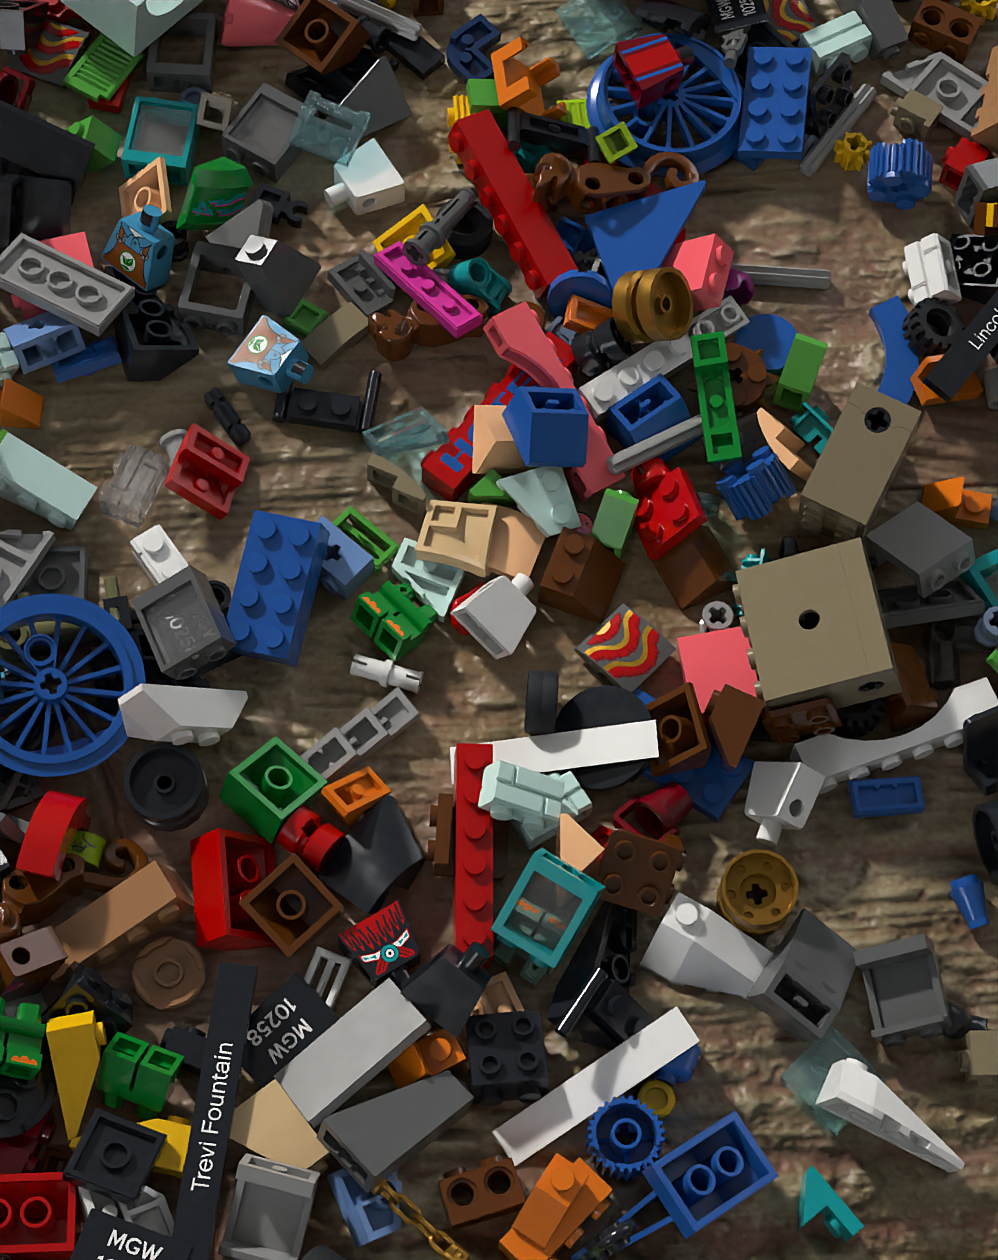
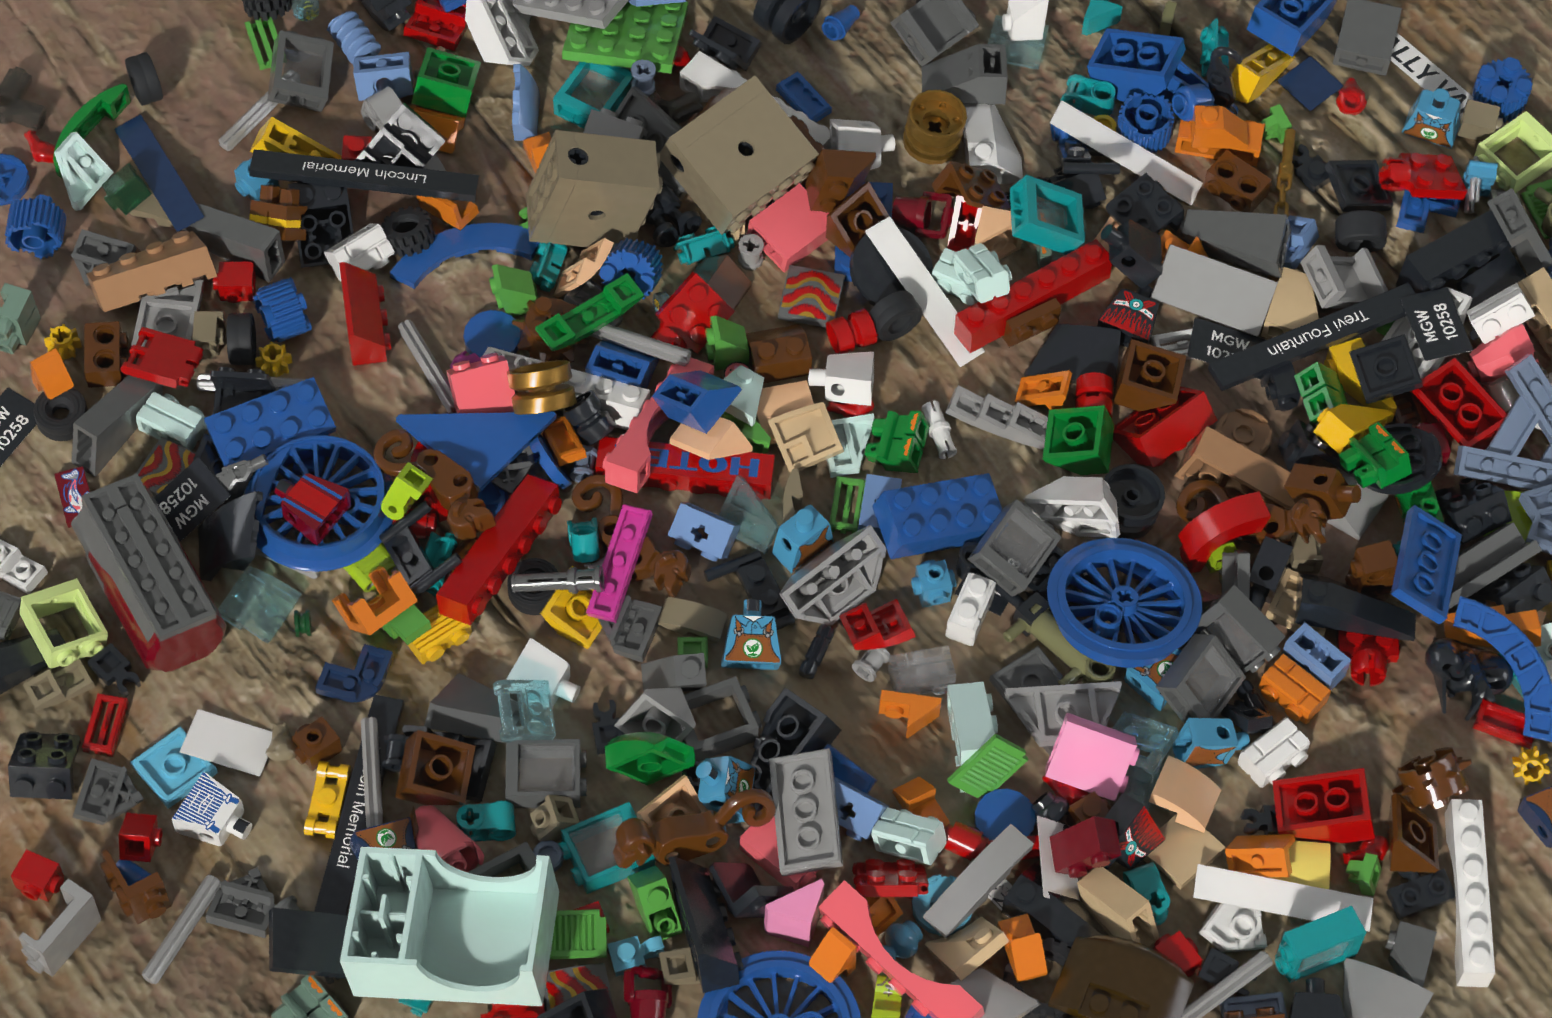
camera: 120 degrees left, 5 degrees down
(58, 107) = (631, 953): none -> medium azure plate
(100, 456) = (917, 708): none -> orange slope
(132, 137) = (688, 832): none -> reddish brown animal
(216, 550) = (933, 583): none -> dark azure brick
(257, 66) = (489, 820): none -> teal piece
(284, 458) = (836, 578): none -> light grey wedge
(348, 461) = (805, 534): none -> dark azure torso
(417, 387) = (720, 530): none -> medium blue brick
(553, 650) = (854, 331): none -> red wheel
(554, 39) = (302, 623): none -> dark green bush
(606, 1194) = (1187, 97): none -> blue head
(709, 1102) = (1090, 96): none -> teal piece
(855, 235) = (364, 315): none -> red slope
(889, 124) = (241, 338): none -> black tyre
(900, 52) = (163, 359): none -> red plate

